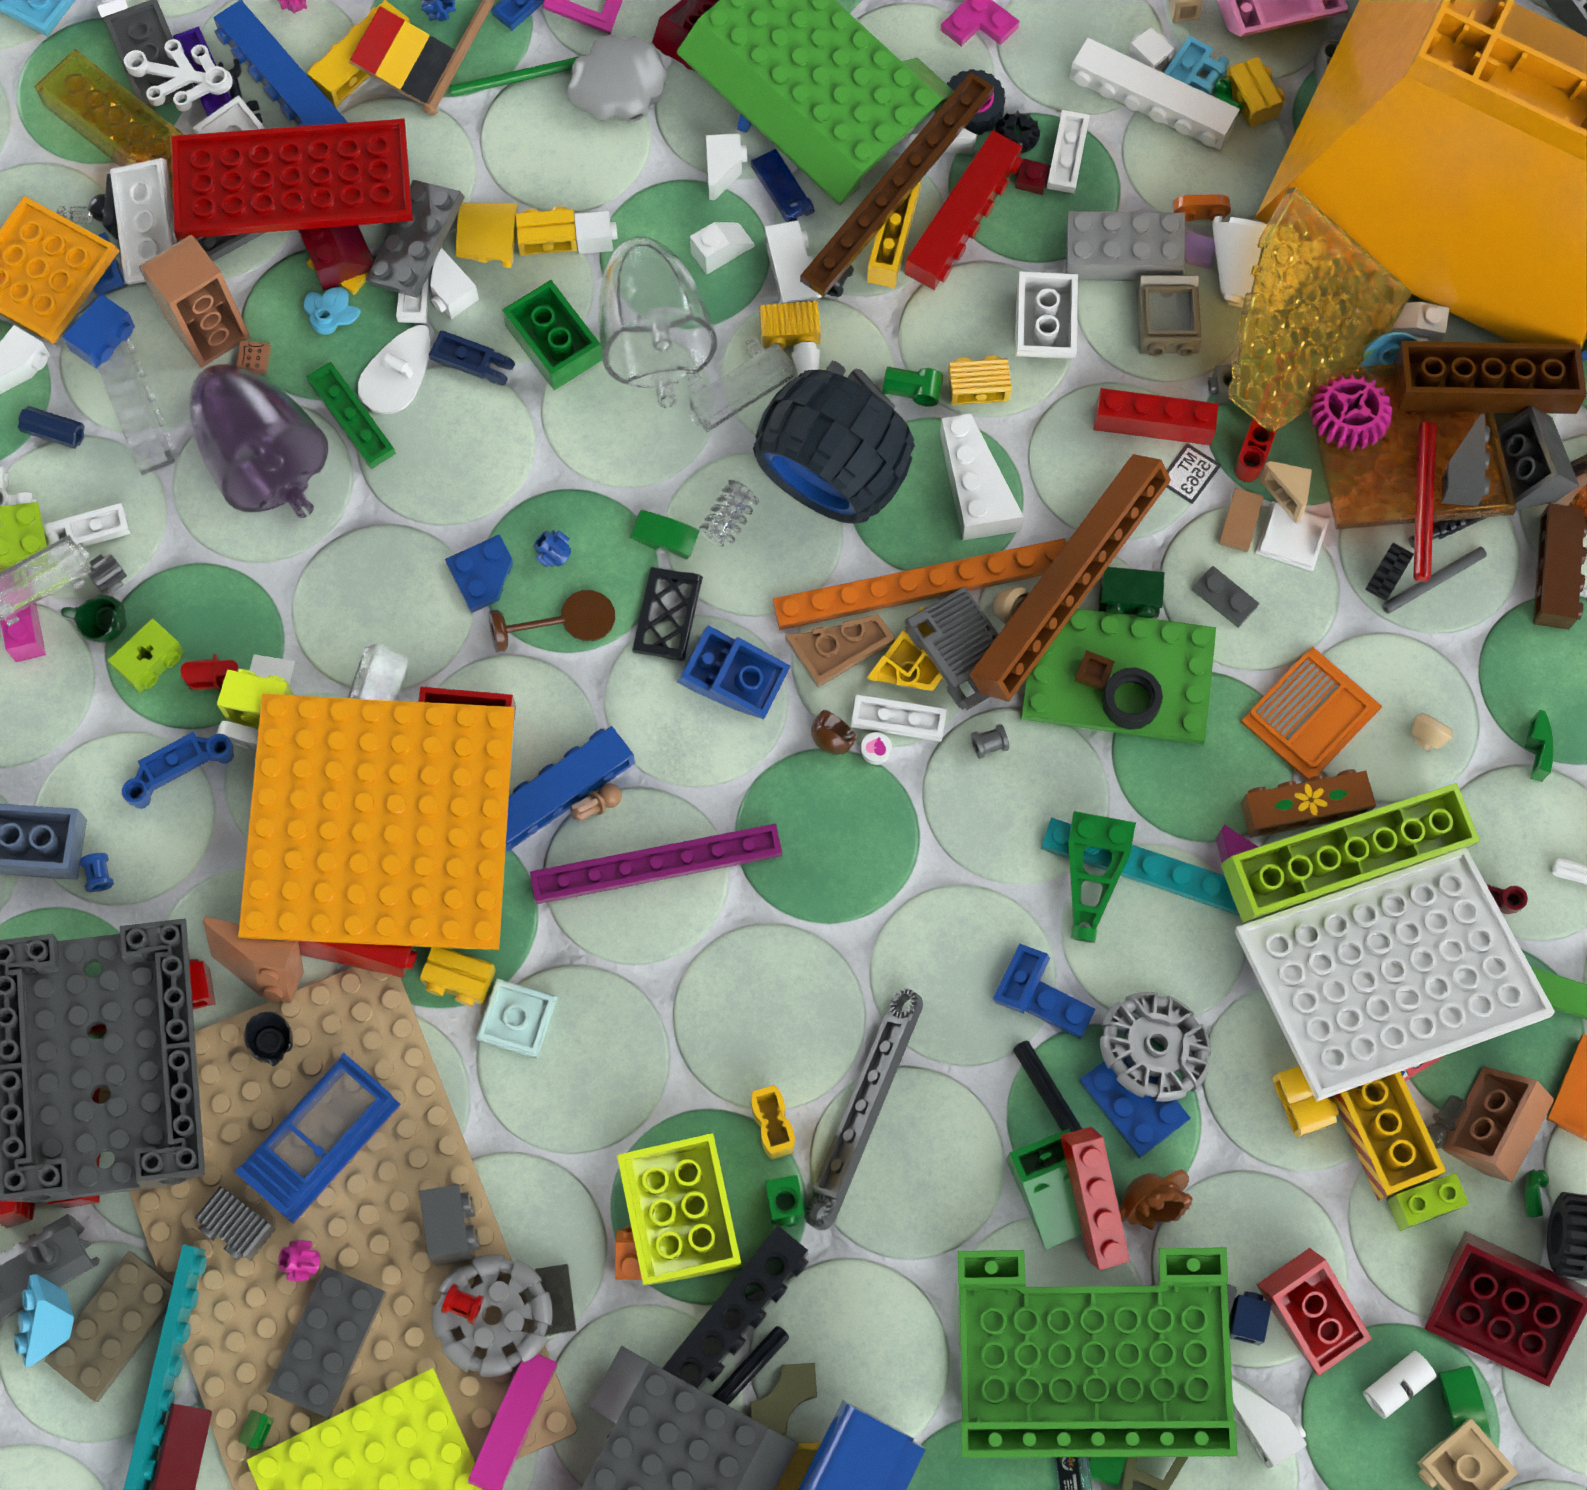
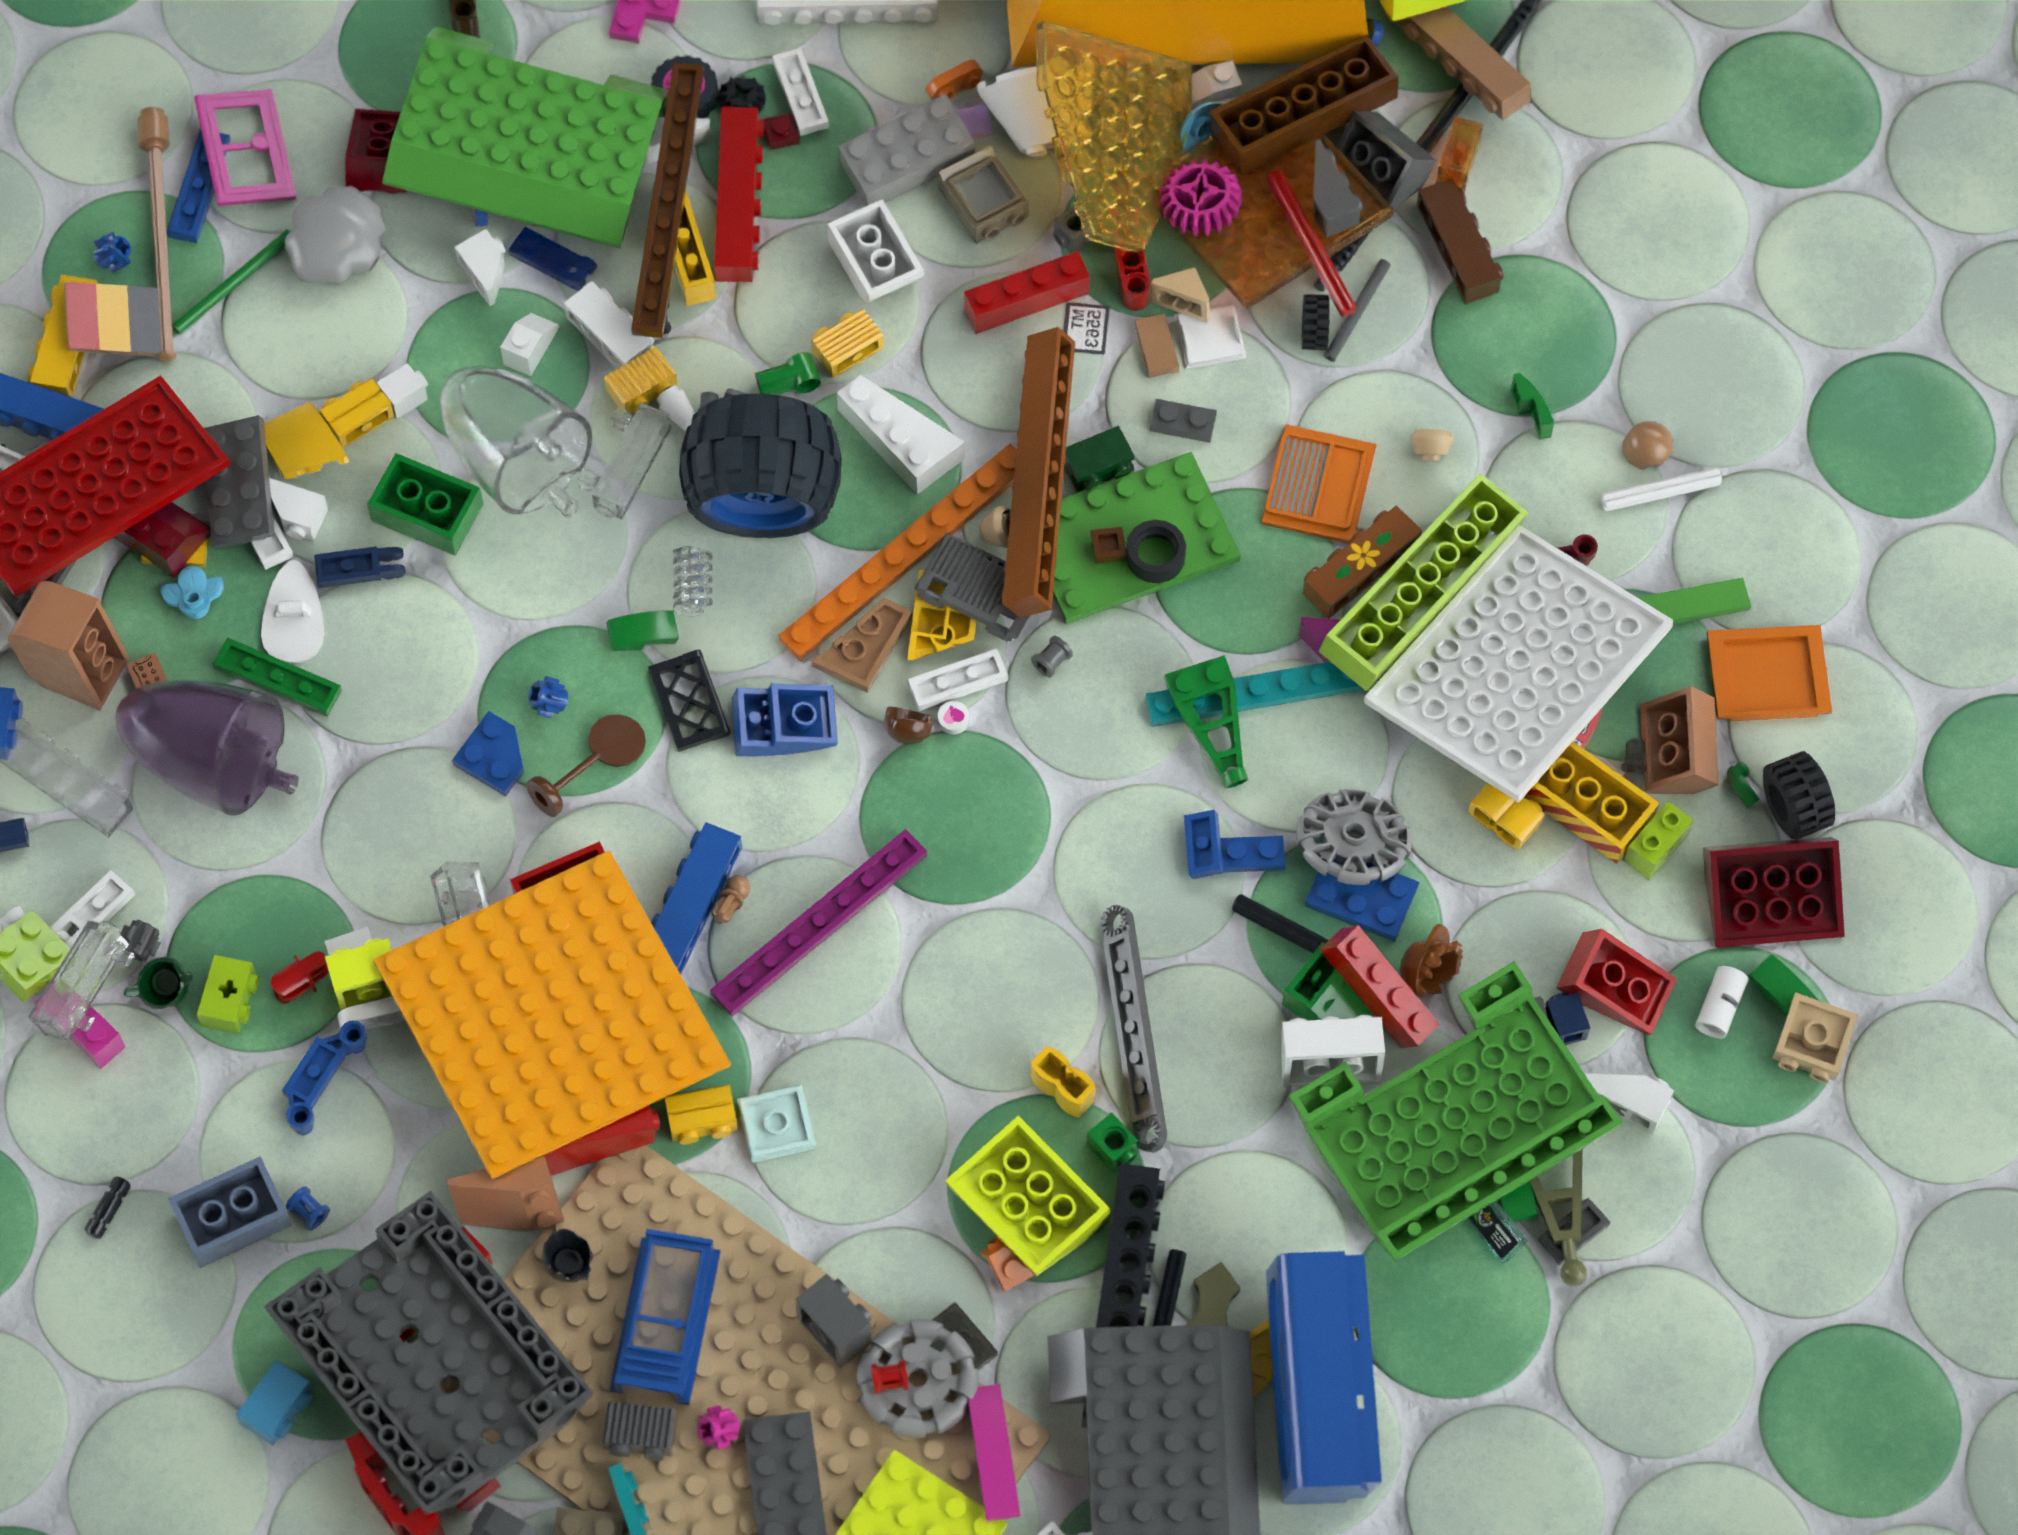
camera: 30 degrees left, 5 degrees down
(1022, 1225) = (1319, 1046): none -> white slope

